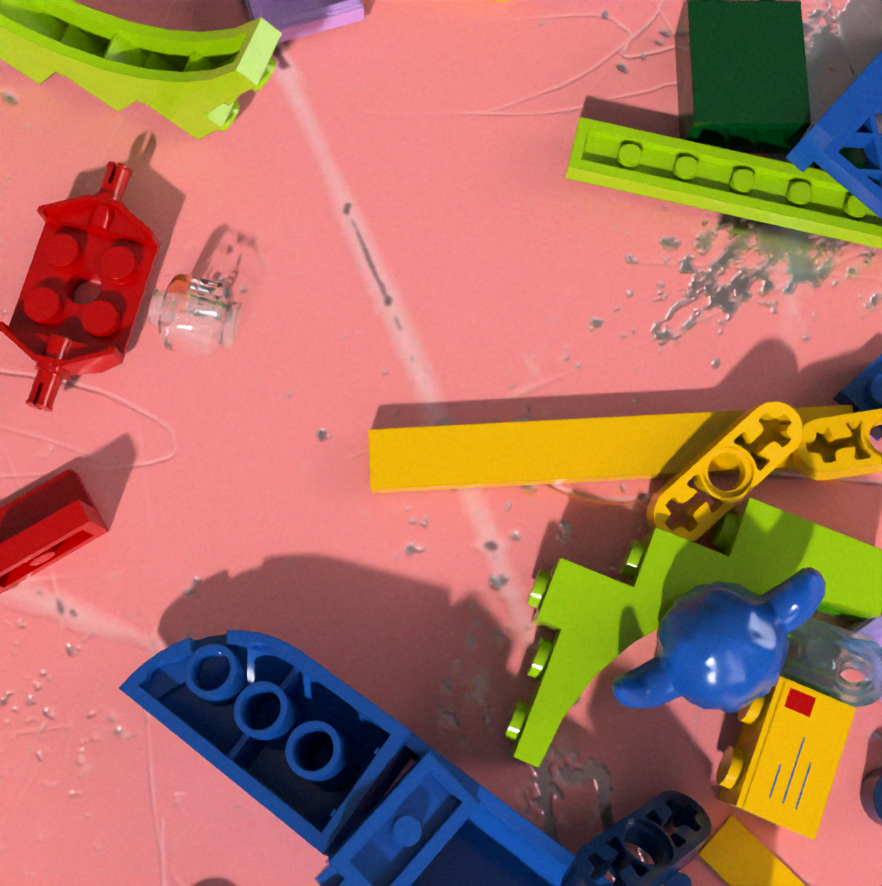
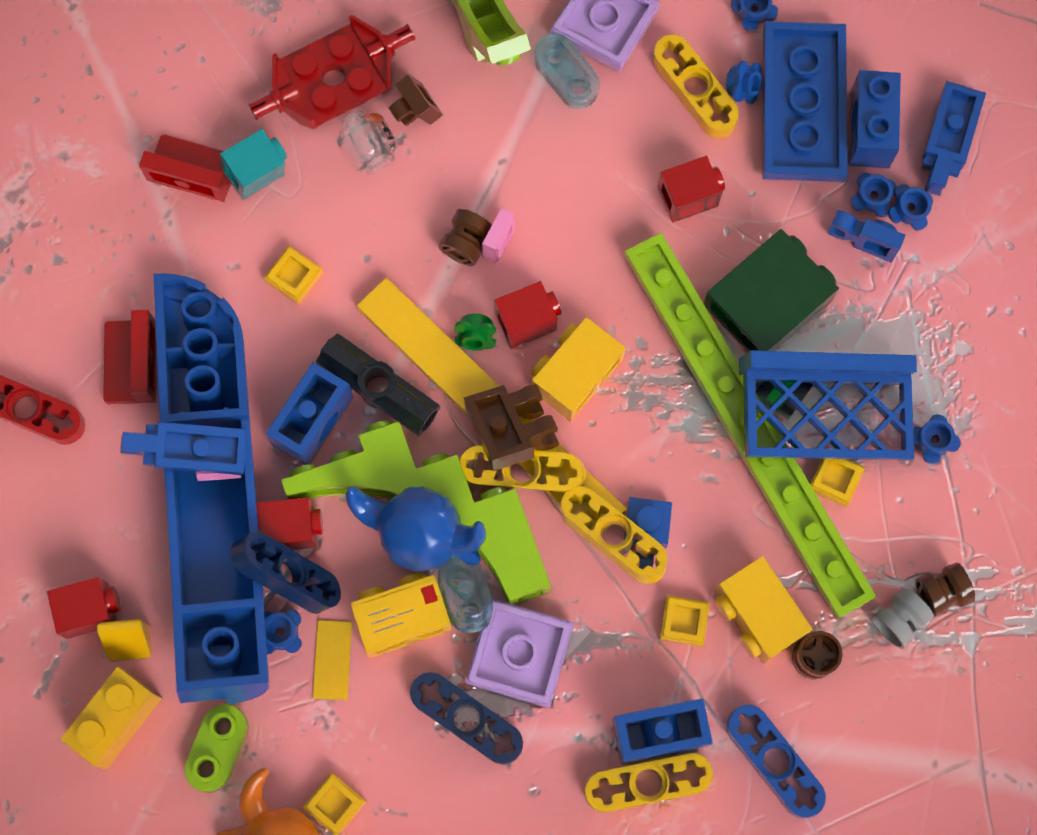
camera: 50 degrees right, 0 degrees up
(98, 457) = (253, 163): none -> teal brick
(192, 806) = (130, 359): none -> red panel
(201, 232) = (414, 103): none -> reddish brown tile
(268, 527) = (293, 275): none -> yellow tile
(318, 60) = (569, 72): none -> clear light blue plate
(402, 308) = (465, 237): none -> reddish brown wheel
(433, 273) = (499, 236): none -> bright pink tile
(461, 652) = (310, 414): none -> blue brick
(518, 389) = (475, 332): none -> green plate
(526, 534) = (398, 400): none -> black piece
(547, 320) = (527, 314): none -> red brick
(556, 53) = (691, 188): none -> red brick
(567, 793) = (291, 522): none -> red brick
(654, 321) = (577, 367): none -> yellow brick
(670, 453) = (499, 426): none -> reddish brown plate

